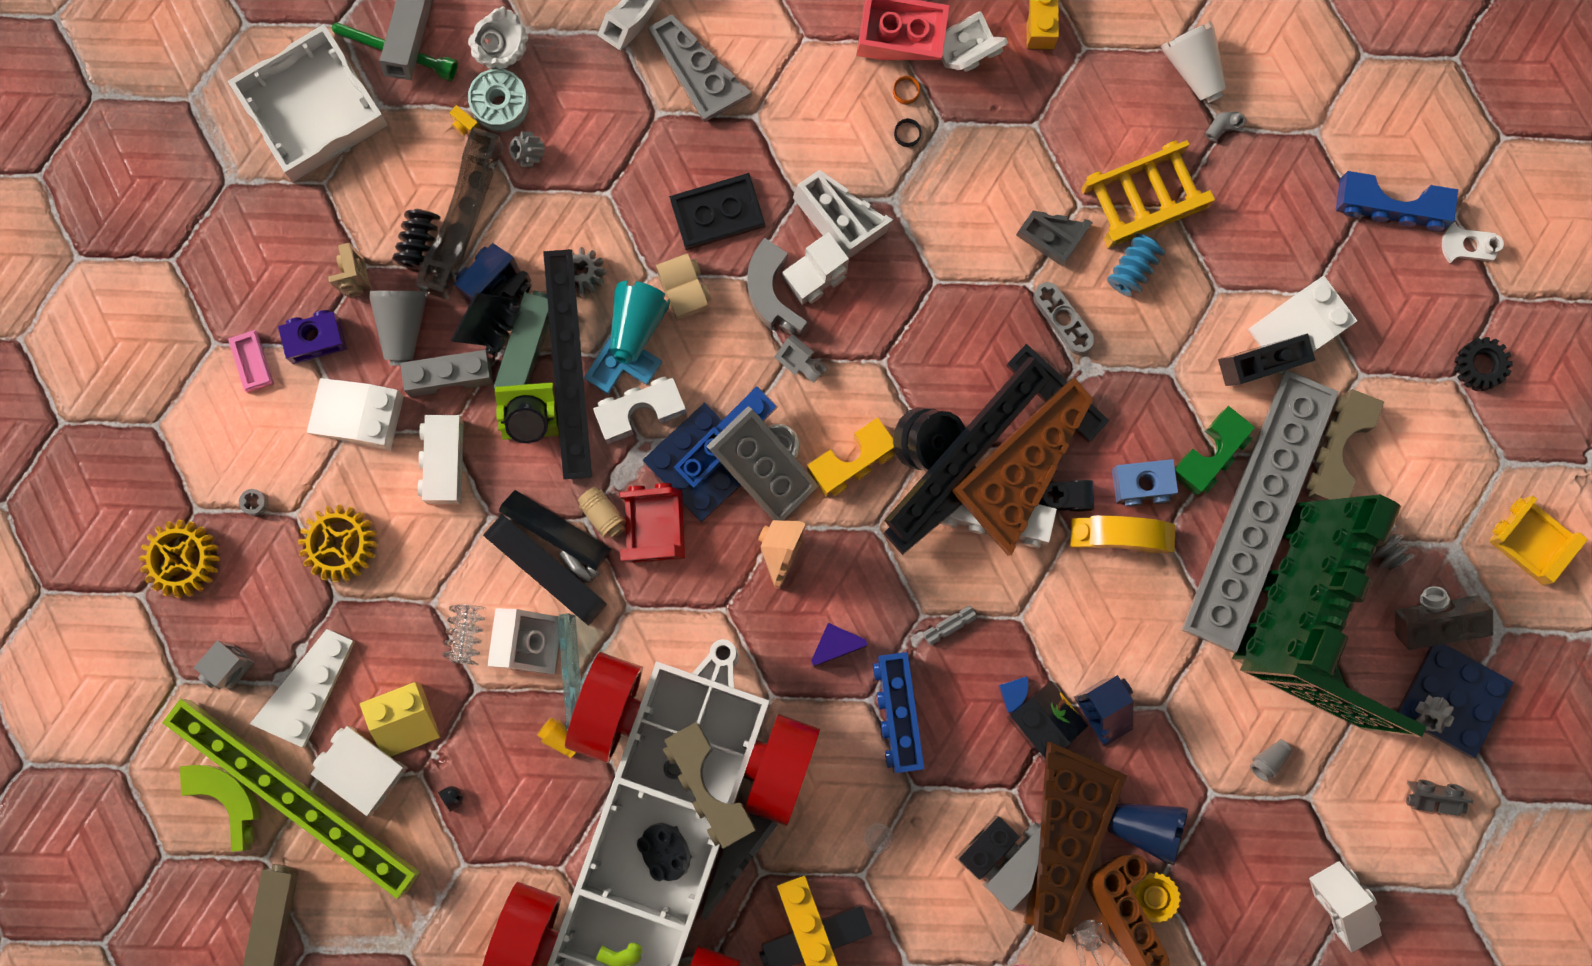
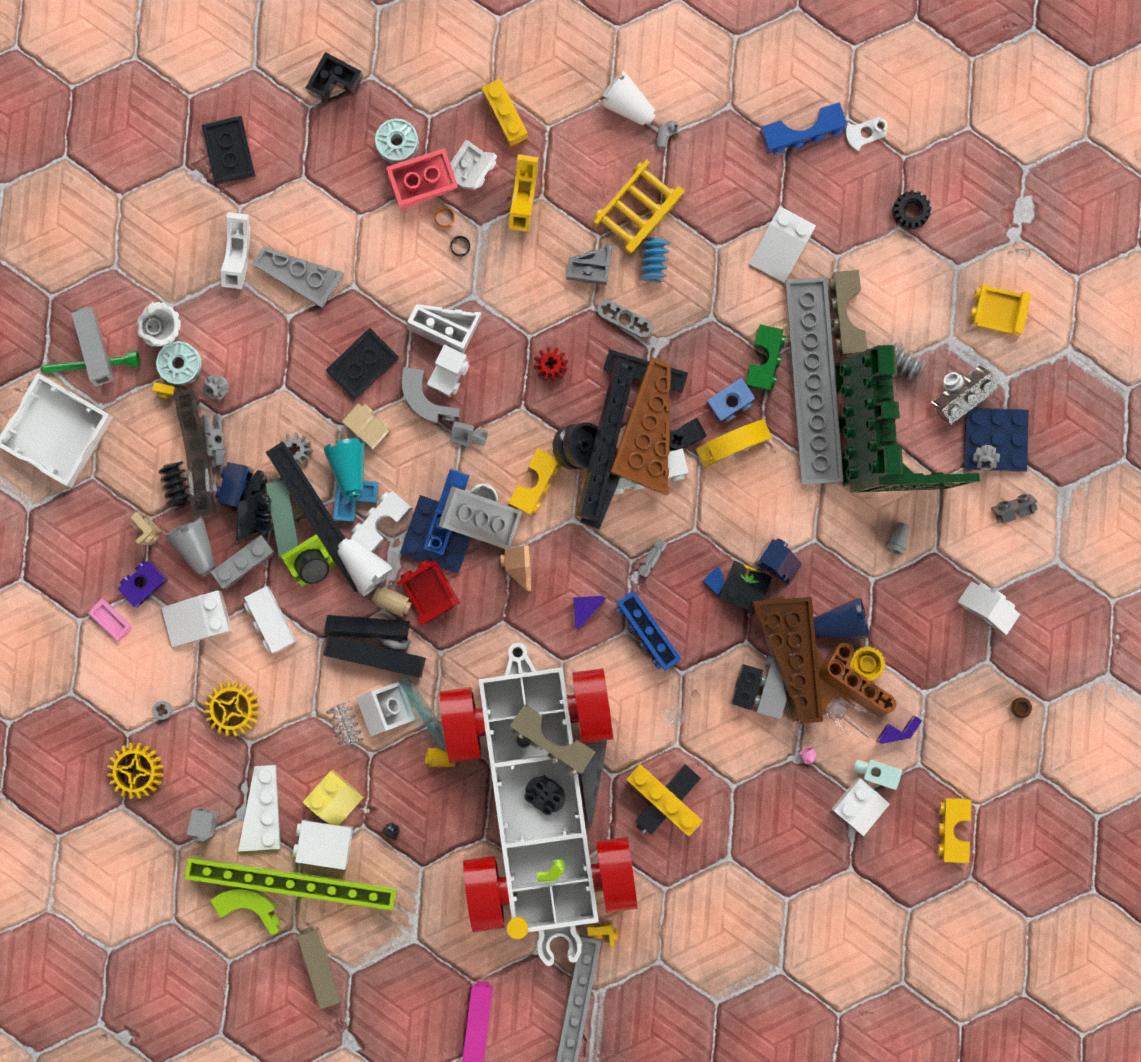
camera: 25 degrees left, 5 degrees up
(488, 221) = (214, 439): none -> light grey hinge
(589, 450) = (363, 565): none -> white cone
(935, 322) = (557, 367): none -> red gear
(1018, 105) = (523, 193): none -> yellow arch
(1266, 360) = (769, 280): black slope -> none

